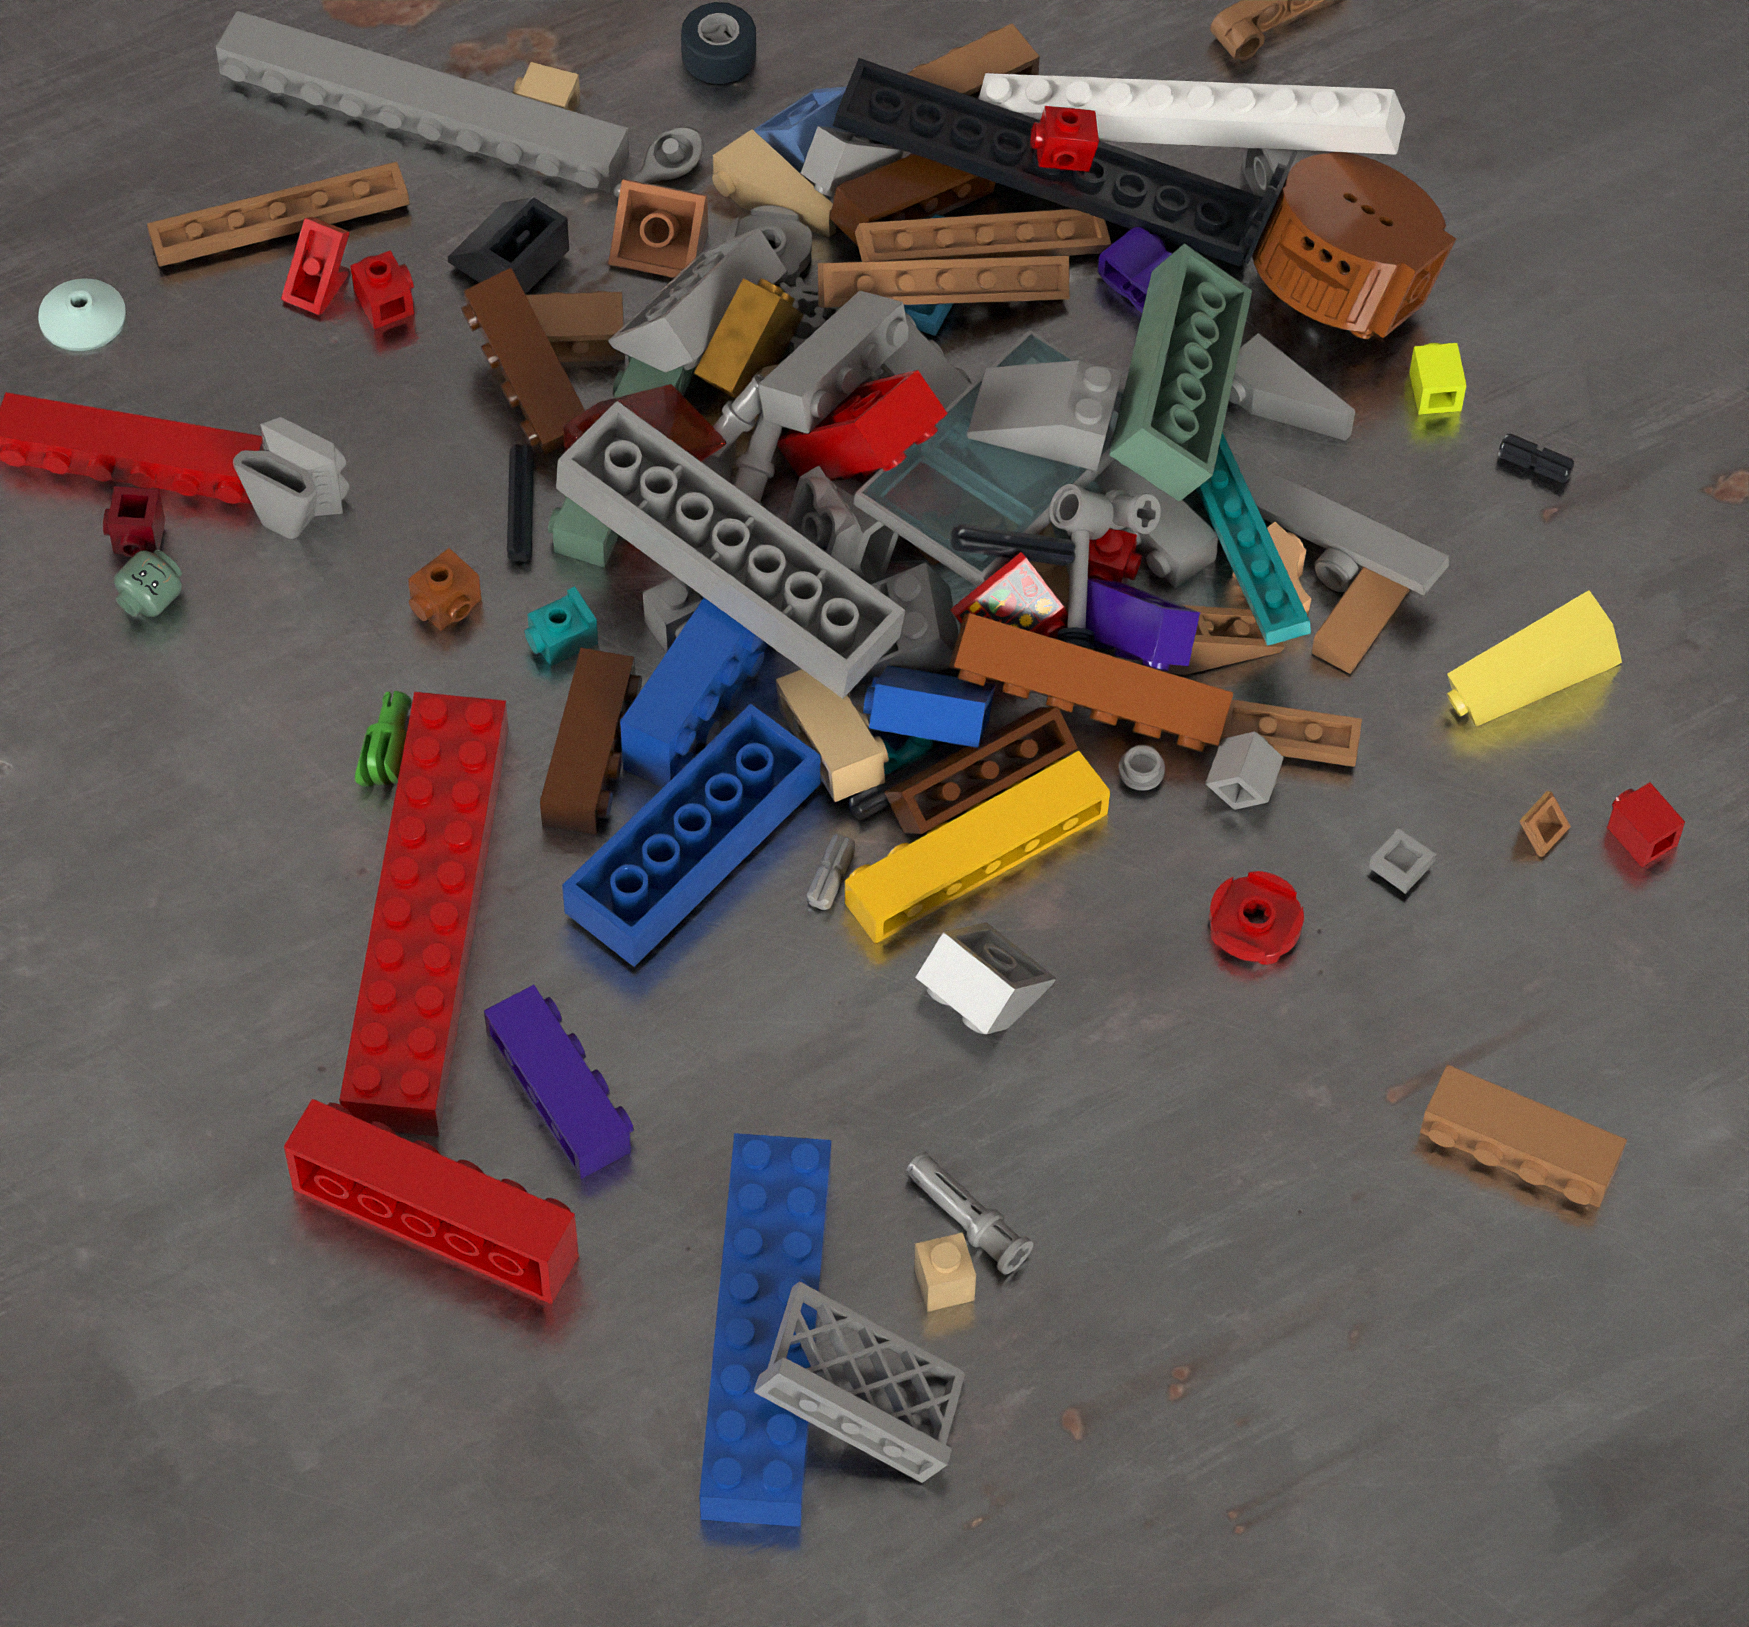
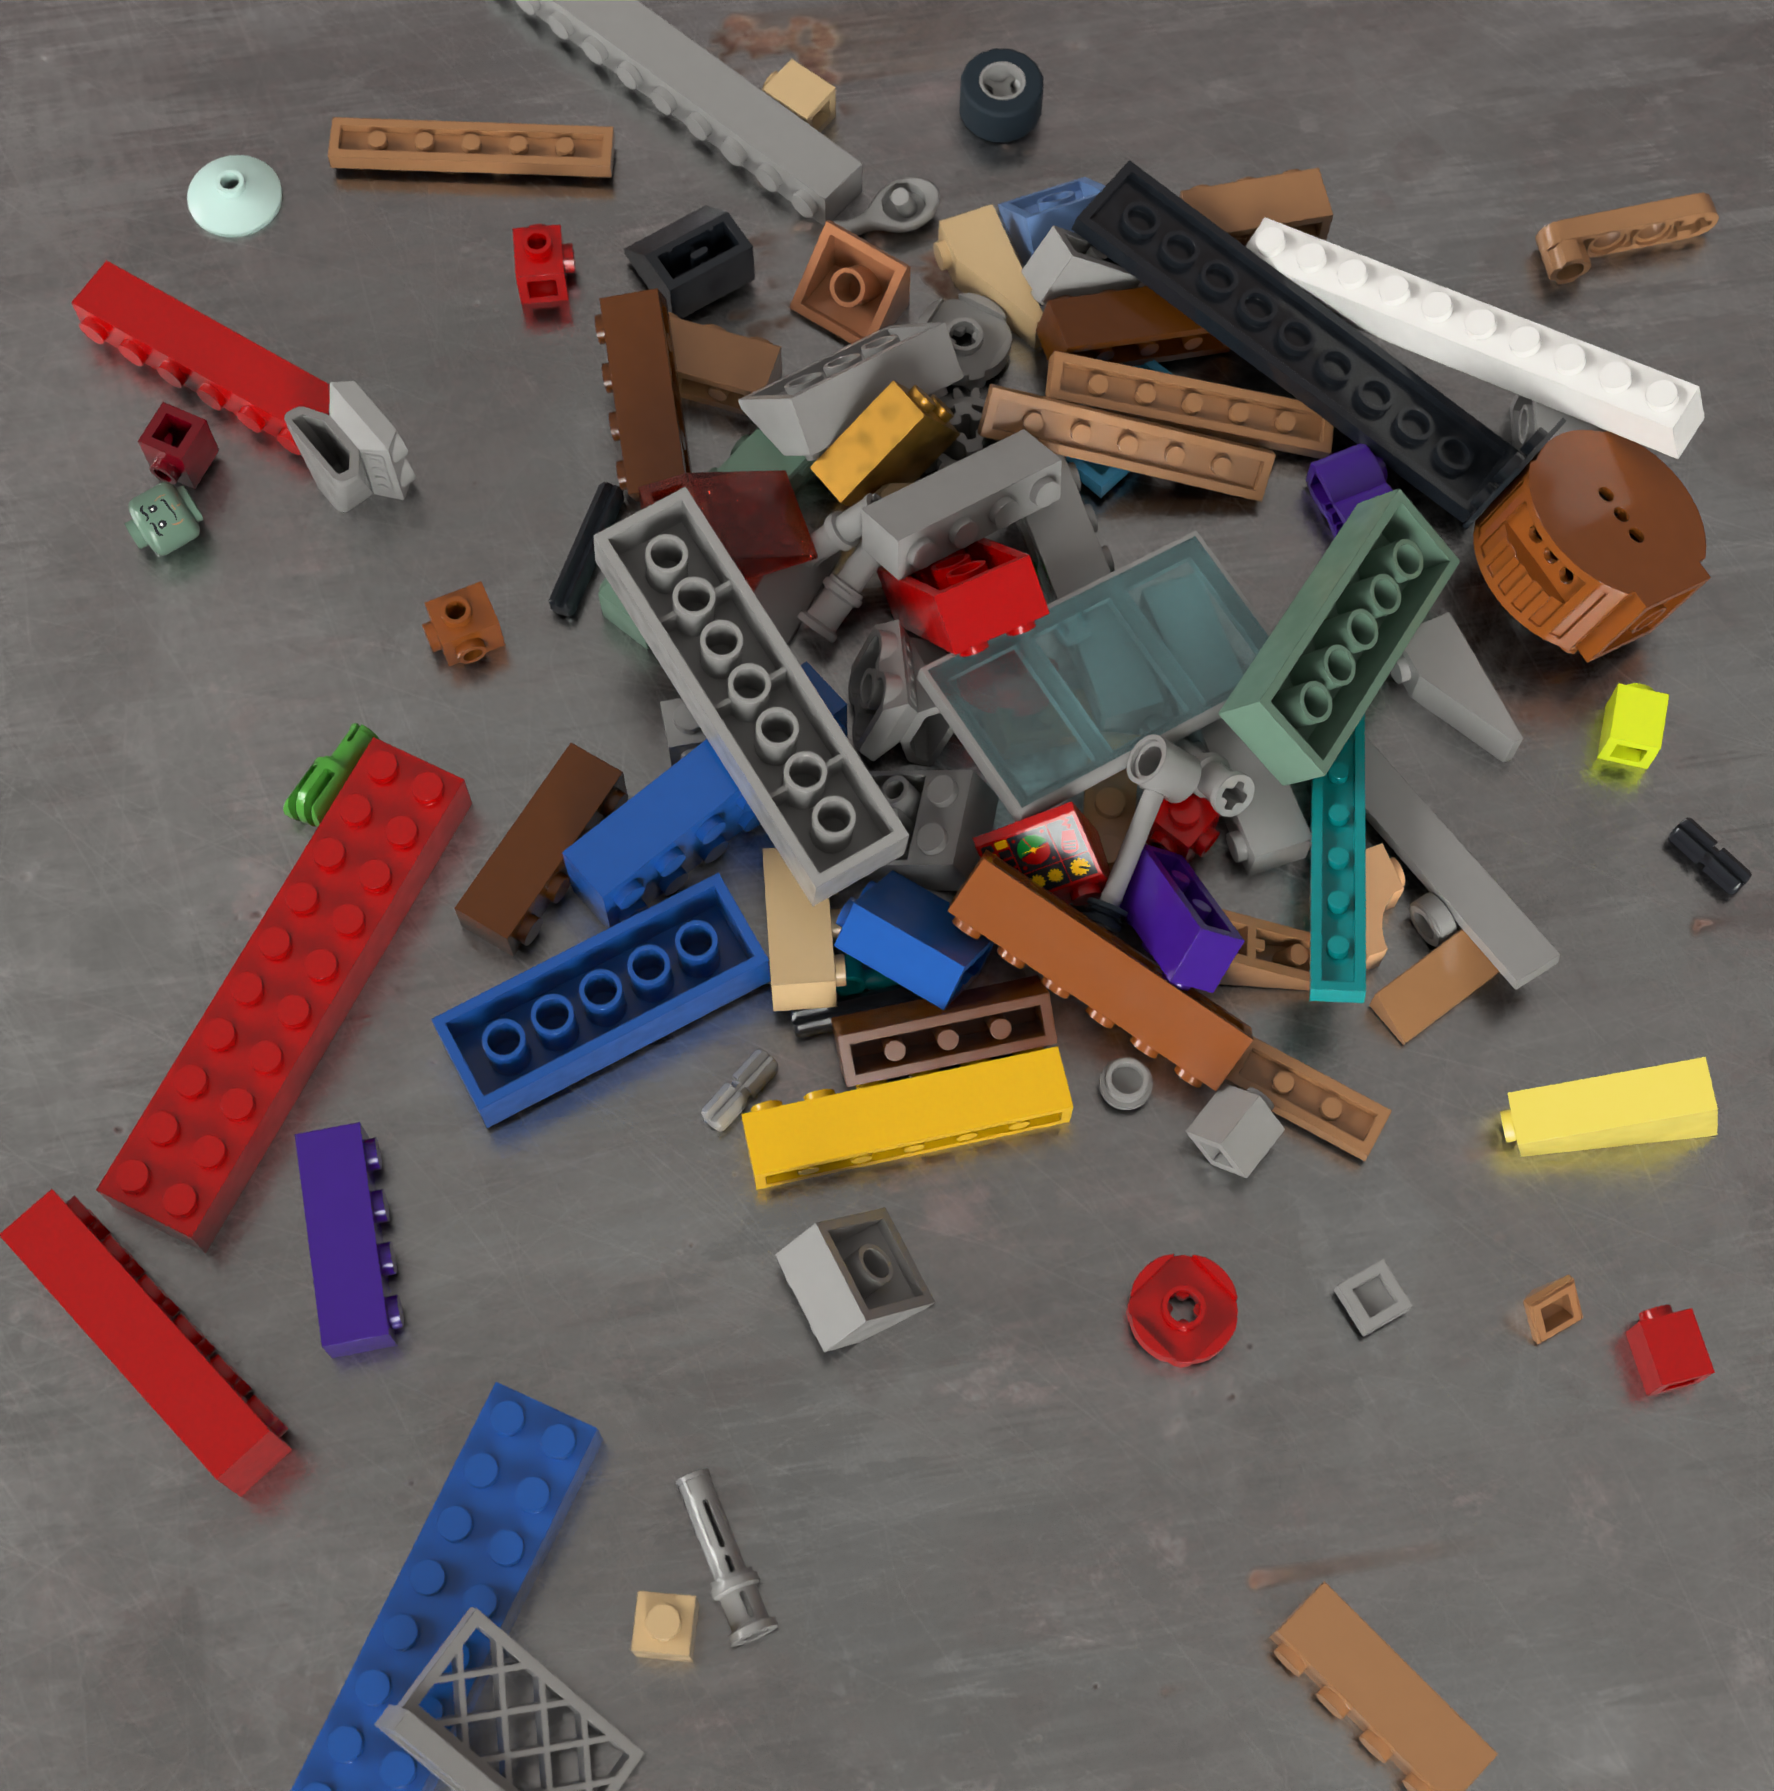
camera: 20 degrees right, 10 degrees up
(316, 266) = (482, 218): red slope -> none
(562, 628) = (574, 722): teal brick -> none
(1011, 543) = (1067, 787): black axle -> none
(1047, 410) = (1172, 636): light grey slope -> none
(1065, 138) = (1319, 321): red brick -> none

